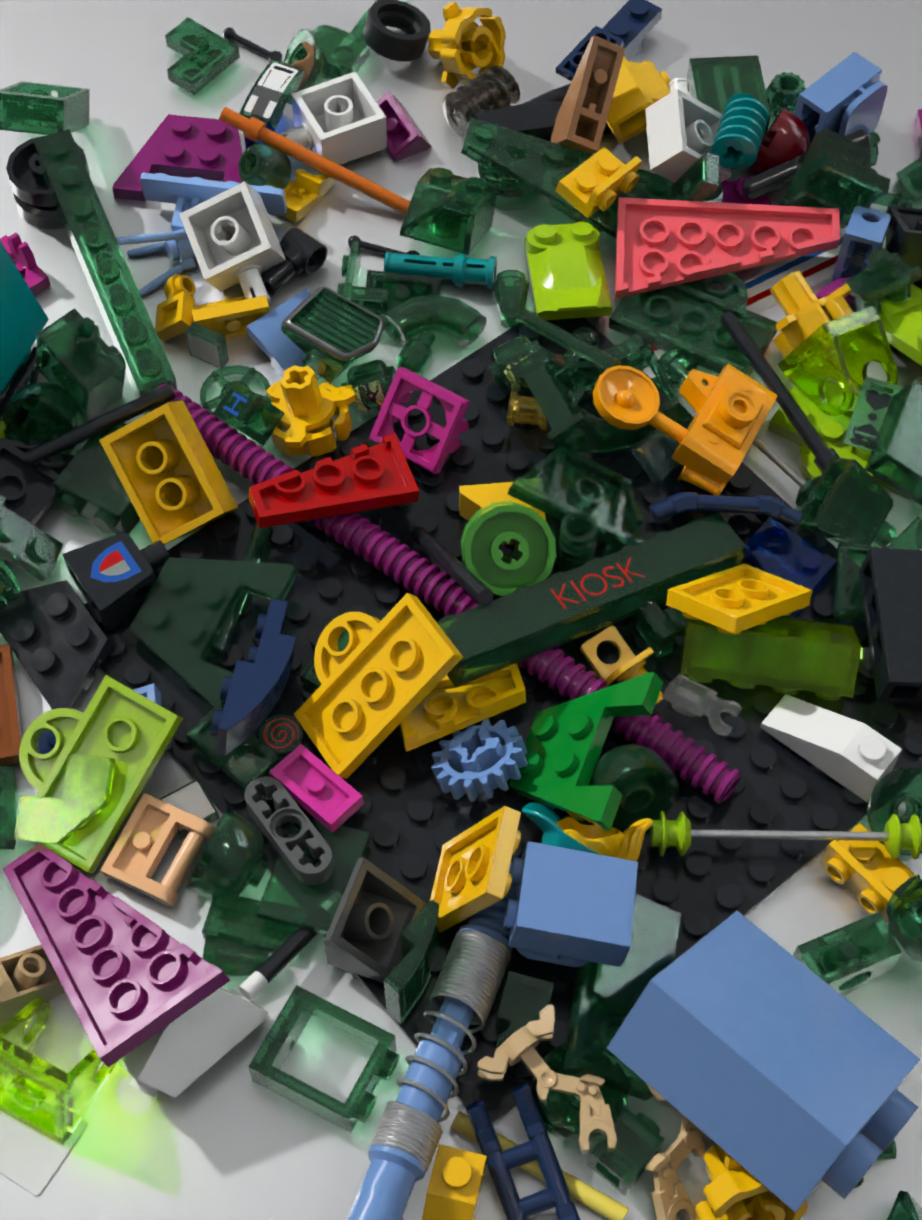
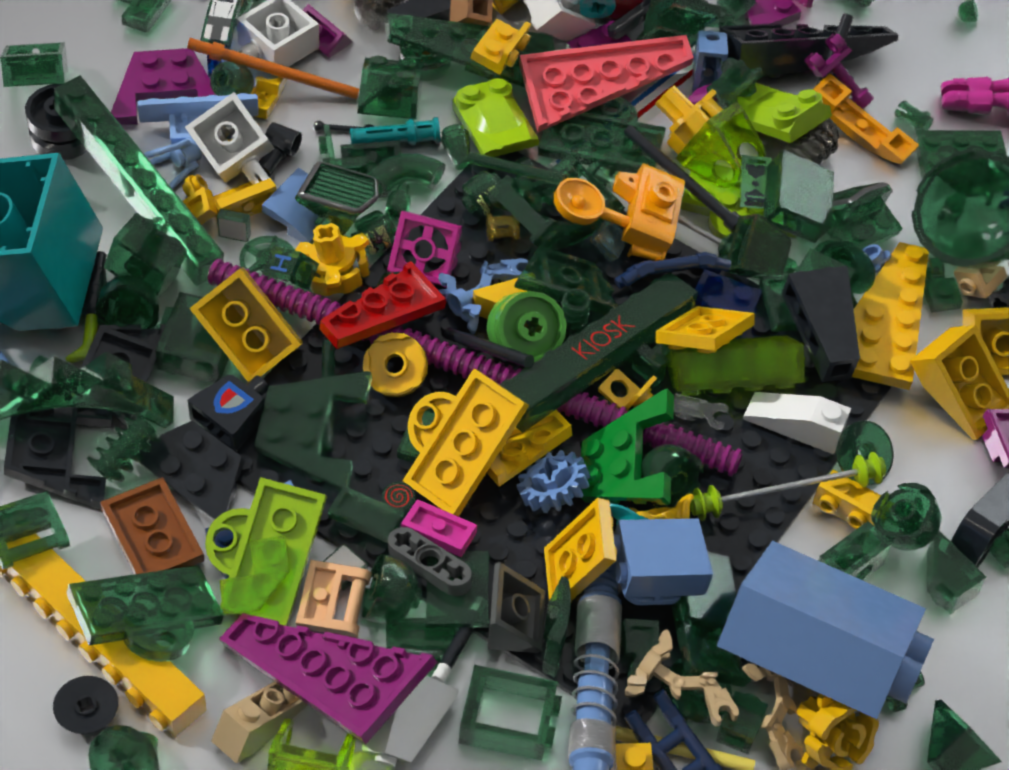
camera: 20 degrees left, 5 degrees down
(100, 424) = (178, 299): black bar -> none
(255, 683) = (369, 459): dark blue slope -> none
(354, 571) = (410, 376): none -> yellow tile
(445, 496) = (461, 300): none -> medium blue piece
(699, 182) = (577, 32): slope -> none

